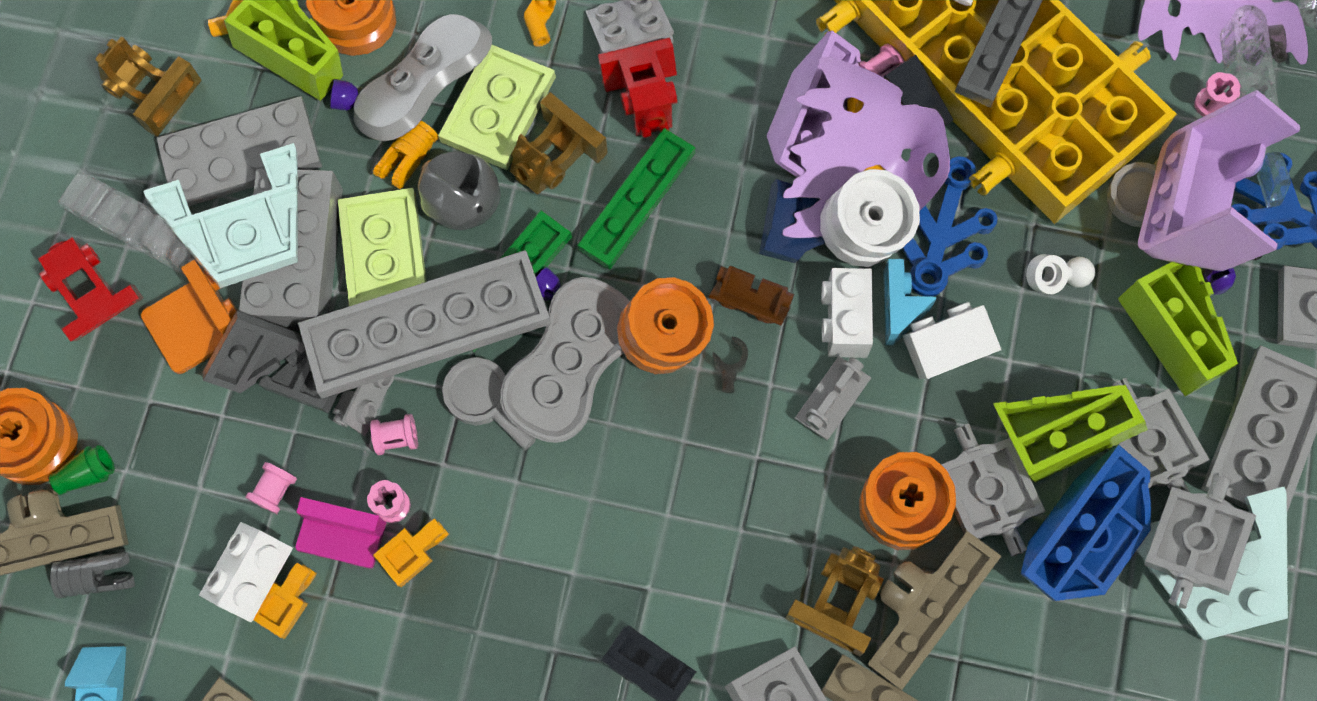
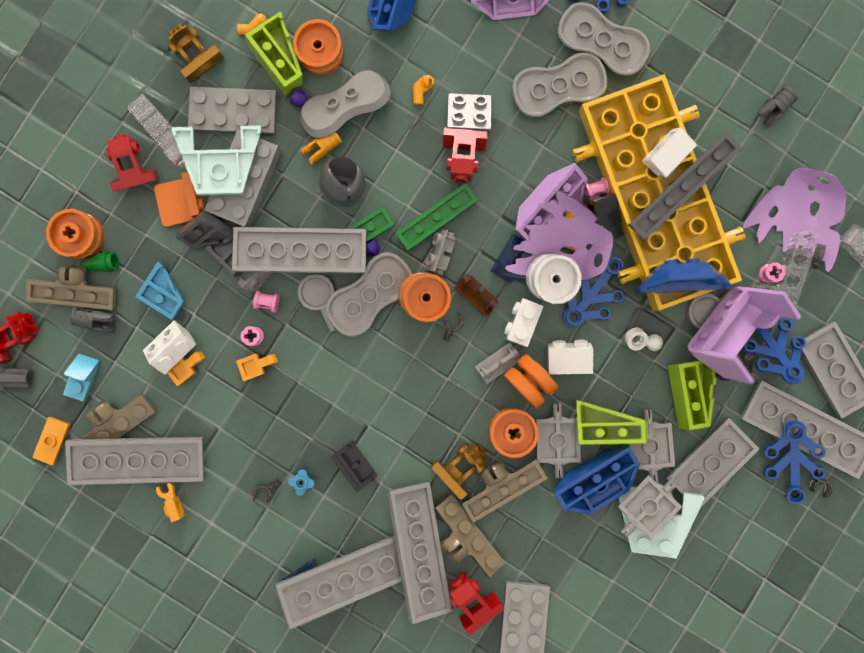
camera: 15 degrees right, 15 degrees up
(203, 486) = (161, 292): none -> dark azure wing
(271, 488) = (194, 307): bright pink bush -> none
(339, 533) = (222, 342): dark pink panel -> none
(381, 244) = (291, 195): yellowish green plate -> none
(497, 106) = (380, 136): yellowish green plate -> none
(565, 132) = (413, 166): pearl gold tile -> none
(662, 234) = (436, 260): none -> light grey hinge
(898, 304) = (550, 331): medium azure slope -> none
(902, 399) = (533, 378): none -> orange wheel
(1086, 136) = (683, 277): none -> blue wedge
(1273, 179) = (777, 334): clear light blue tile -> none

